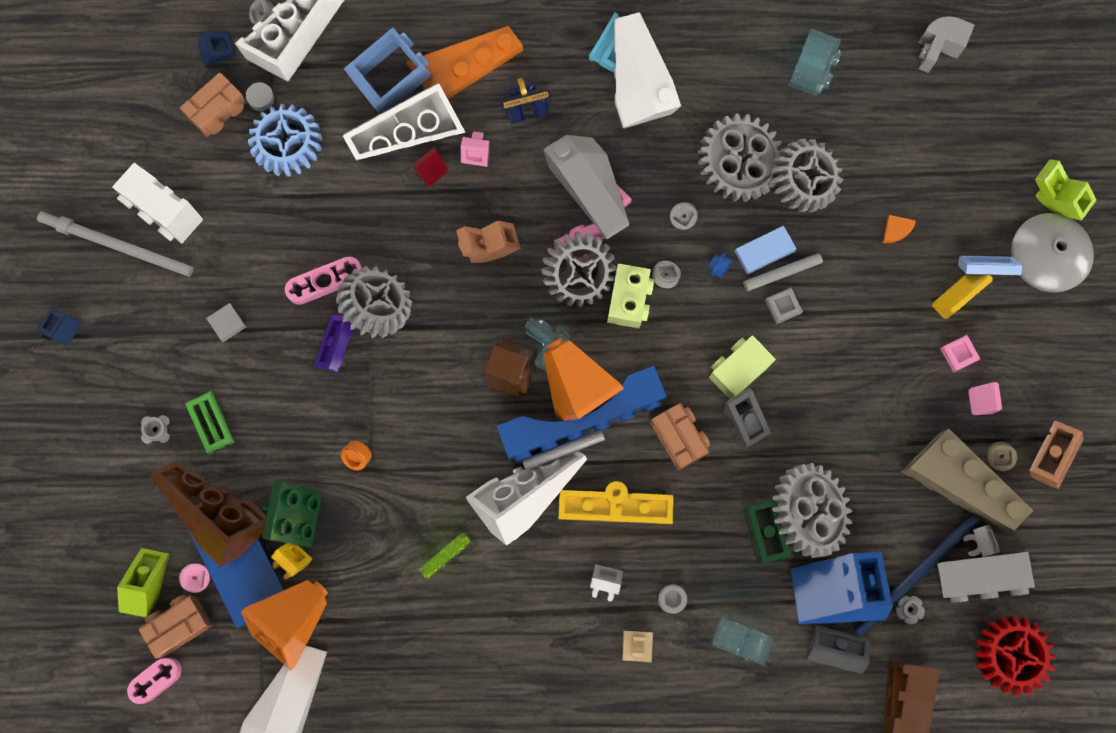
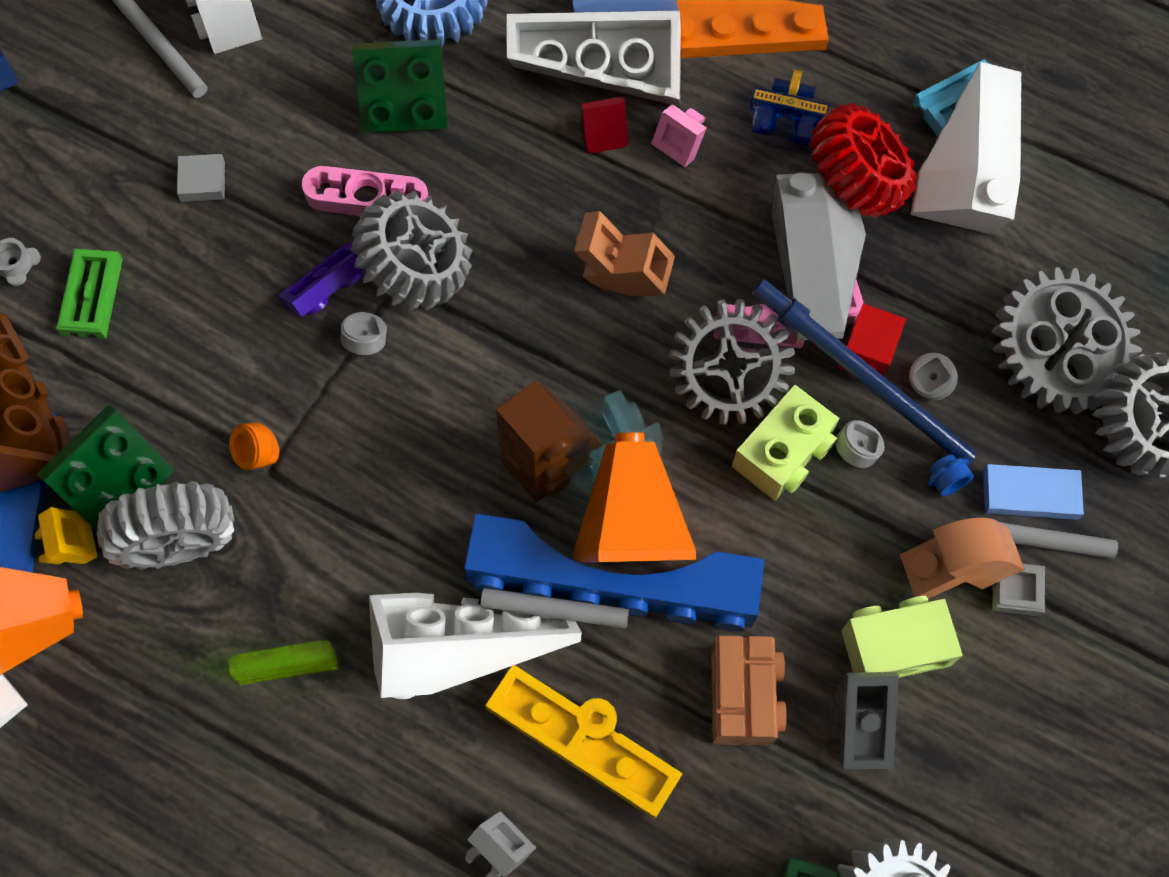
camera: 30 degrees right, 10 degrees down
(307, 209) = (400, 85): none -> dark green plate
(342, 524) = (165, 525): none -> light grey gear
(374, 361) = (363, 333): none -> light grey tile
(583, 113) = (863, 160): none -> red gear
(601, 229) = (796, 317): none -> dark blue bar
(643, 216) = (875, 337): none -> red brick
(748, 306) = (962, 552): none -> nougat brick

